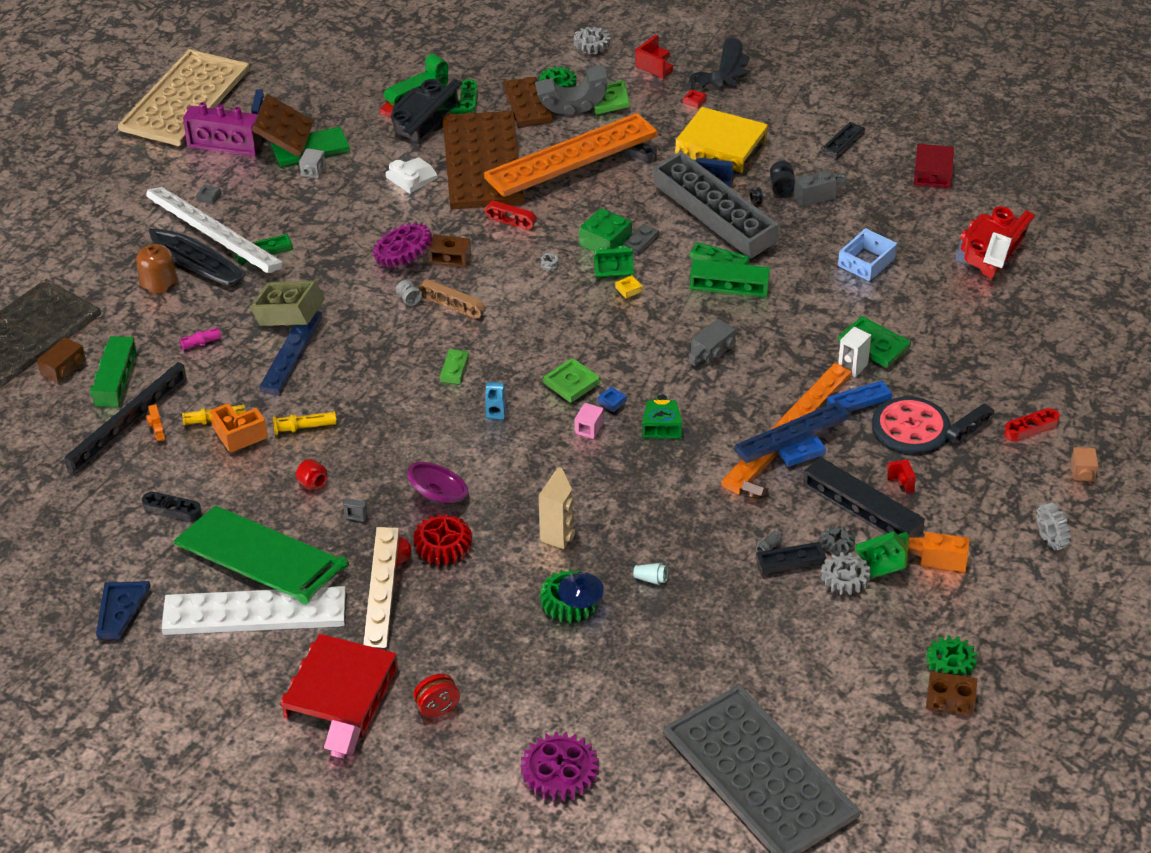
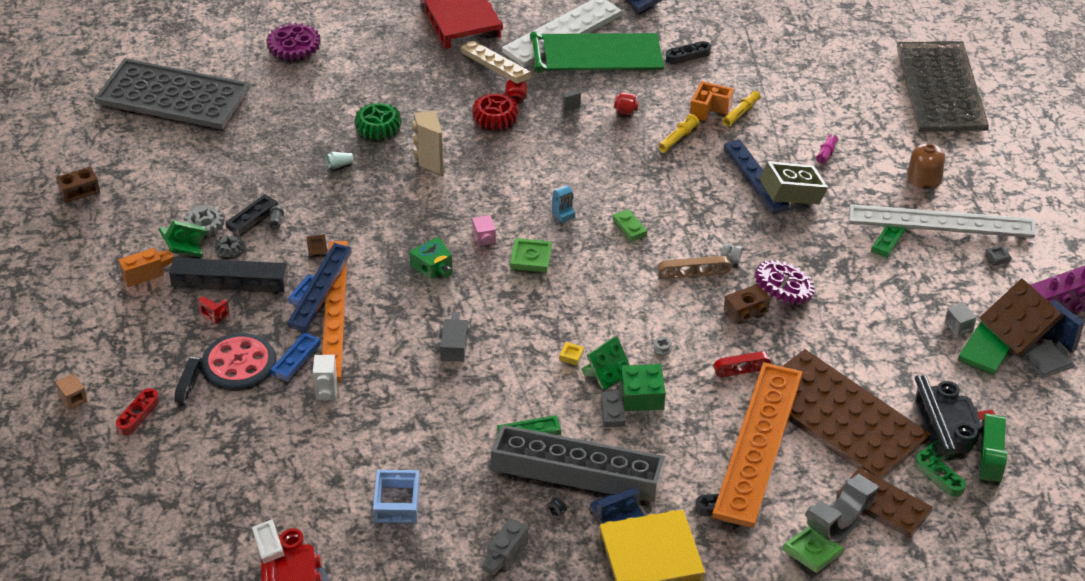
camera: 140 degrees right, 0 degrees up
(61, 360) = (887, 86): reddish brown brick -> none
(113, 371) = (844, 97): green brick -> none
(125, 418) = (791, 78): black plate -> none
(155, 422) = (768, 83): orange plate -> none
(198, 257) = (924, 198): black piece -> none
(411, 174) = (874, 360): white slope -> none
(436, 695) = (397, 31): red head -> none
(437, 482) = (533, 122): magenta dish -> none
(561, 76) = (884, 538): green gear -> none
(581, 590) = (368, 115): clear blue dish -> none
(612, 399) = (485, 256): blue plate -> none
(729, 278) = (496, 405): green brick -> none
(782, 178) = (548, 537): black wheel -> none
(884, 344) = (322, 413): green plate -> none
(953, 656) = (91, 205): green gear -> none
(1053, 526) = (65, 313): light grey gear -> none

